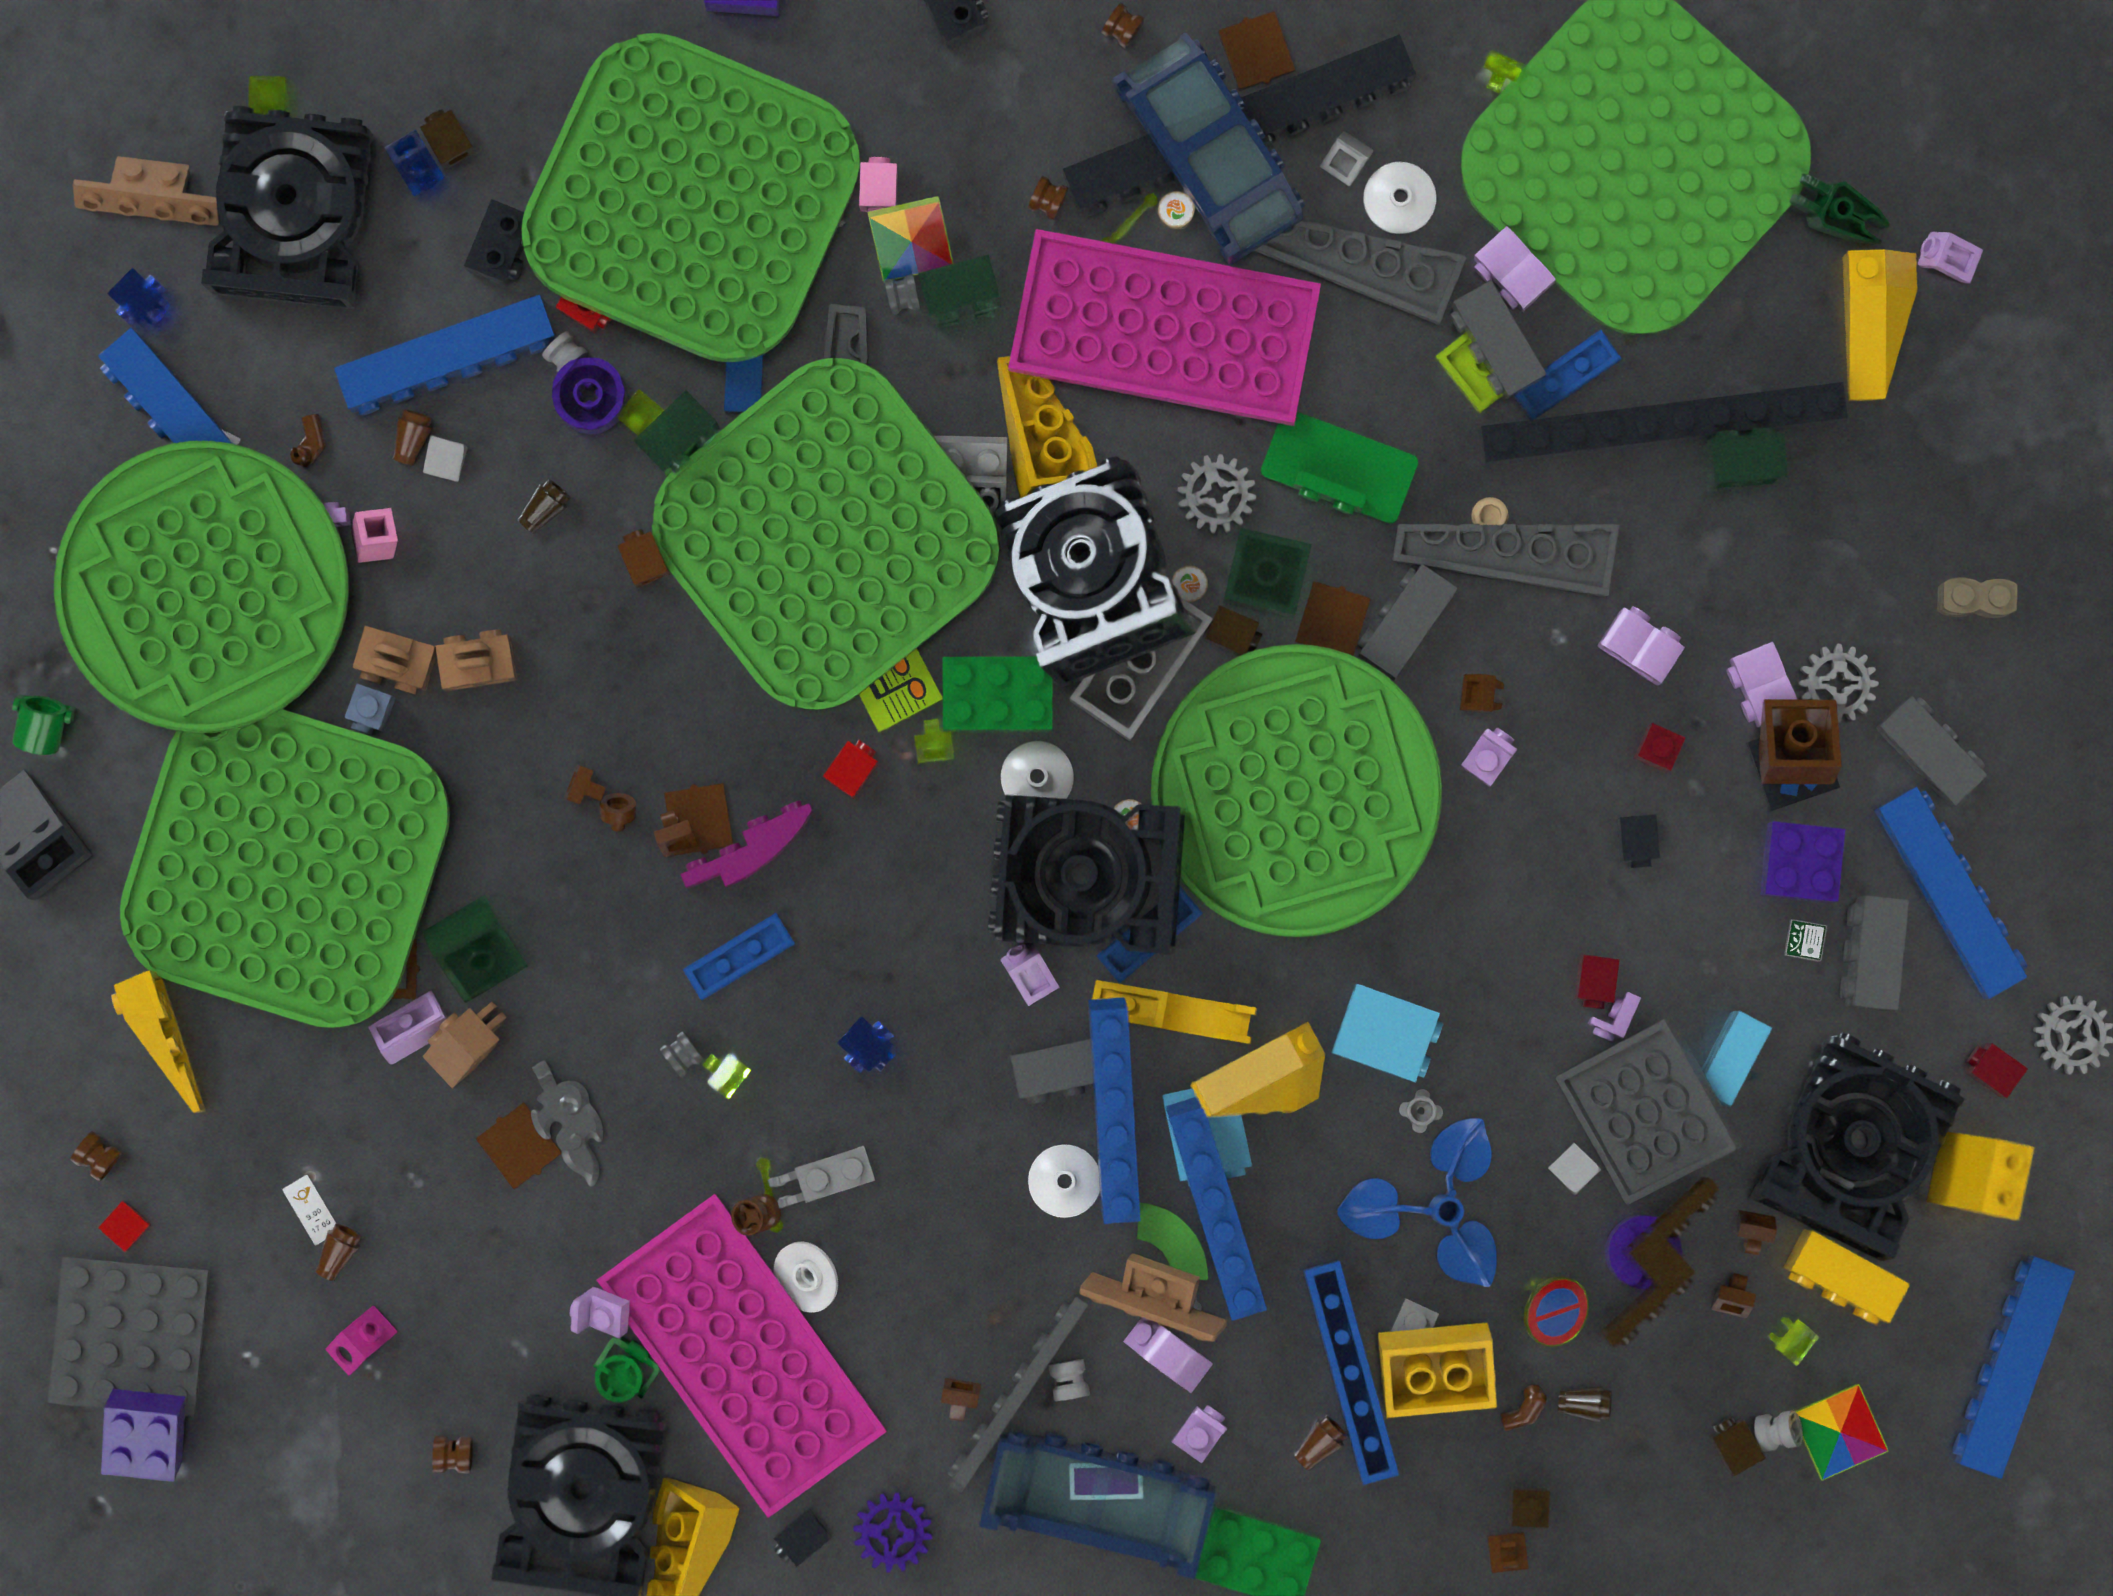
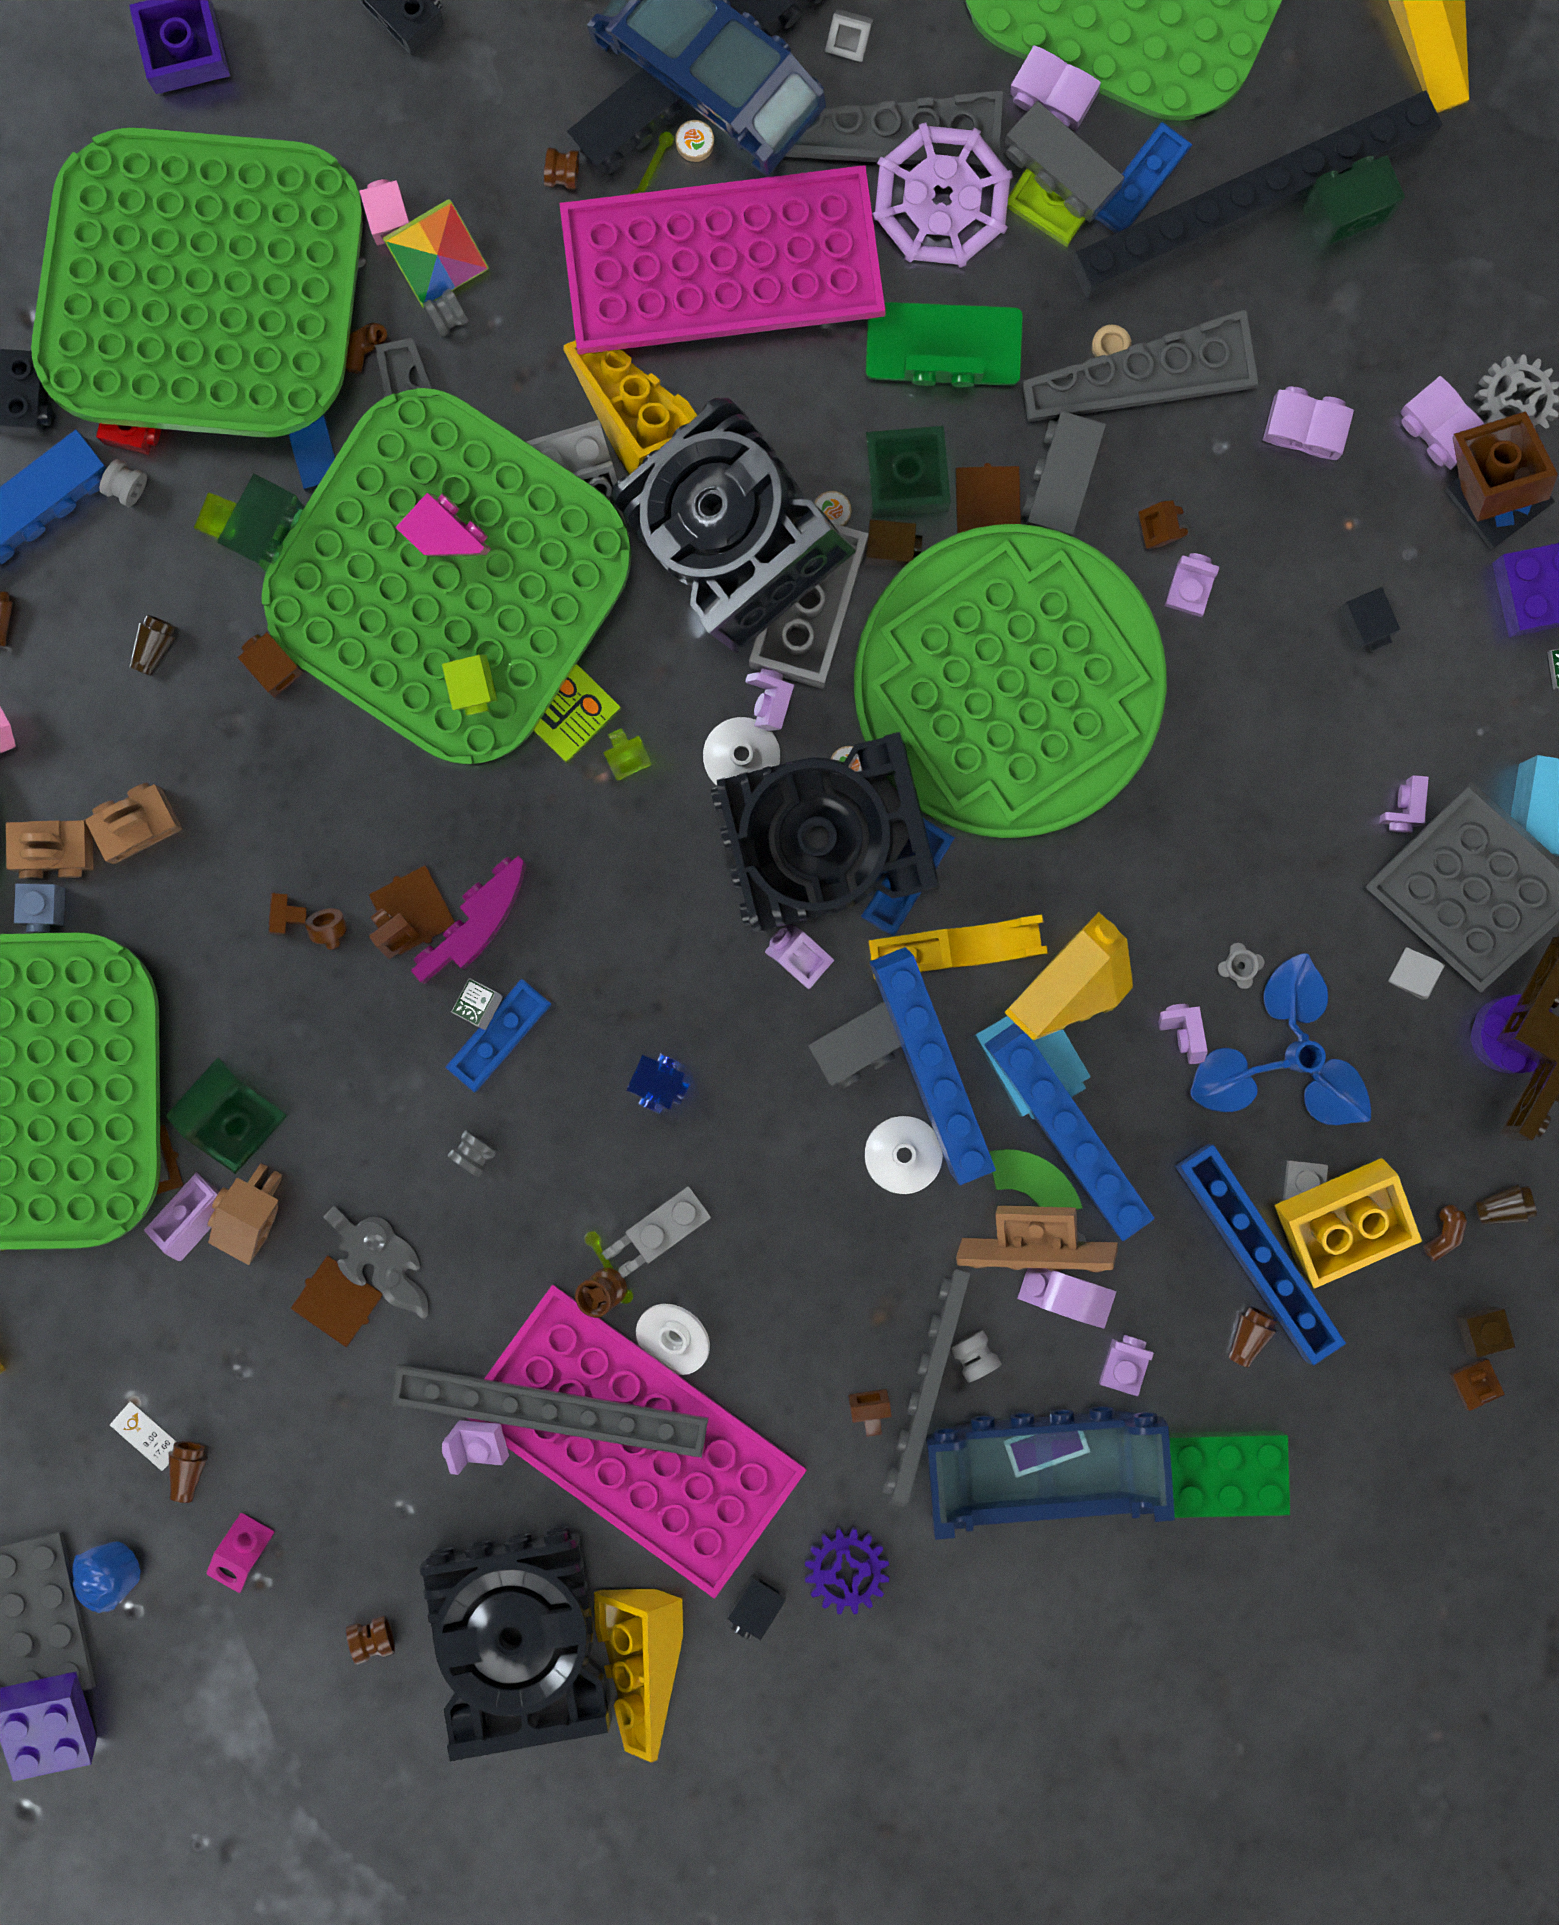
camera: 20 degrees left, 0 degrees up
(236, 1321) = (105, 1576): none -> blue hair
(444, 458) = (35, 628): light grey slope -> none
(589, 374) = (154, 495): dark purple brick -> none
(622, 1375) = (518, 1501): green piece -> none
(676, 1304) = (549, 1410): none -> dark grey tile
(726, 1074) = (524, 1159): clear neon green tile -> none
(729, 922) = (477, 1004): none -> tile
(816, 638) = (470, 684): none -> lime brick
(820, 295) = (362, 342): none -> reddish brown arm
(832, 494) = (439, 531): none -> dark pink slope
(852, 767) = (550, 806): red brick -> none
(960, 291) = (502, 287): clear green brick -> none
(996, 695) = (674, 684): green brick -> none
(1079, 741) = (773, 703): none -> lavender bracket
(1212, 478) = (821, 396): light grey gear -> none
(1353, 1160) = (1191, 1036): none -> lavender bracket
(1387, 1033) = (1182, 898): medium azure brick -> none
(1394, 215) = (911, 74): white dish -> none
(1399, 343) = (945, 172): none -> lavender plate
(1556, 1311) = (1446, 1123): piece -> none
(1597, 981) = (1376, 775): dark red brick -> none
(1659, 748) = (1361, 520): dark red brick -> none

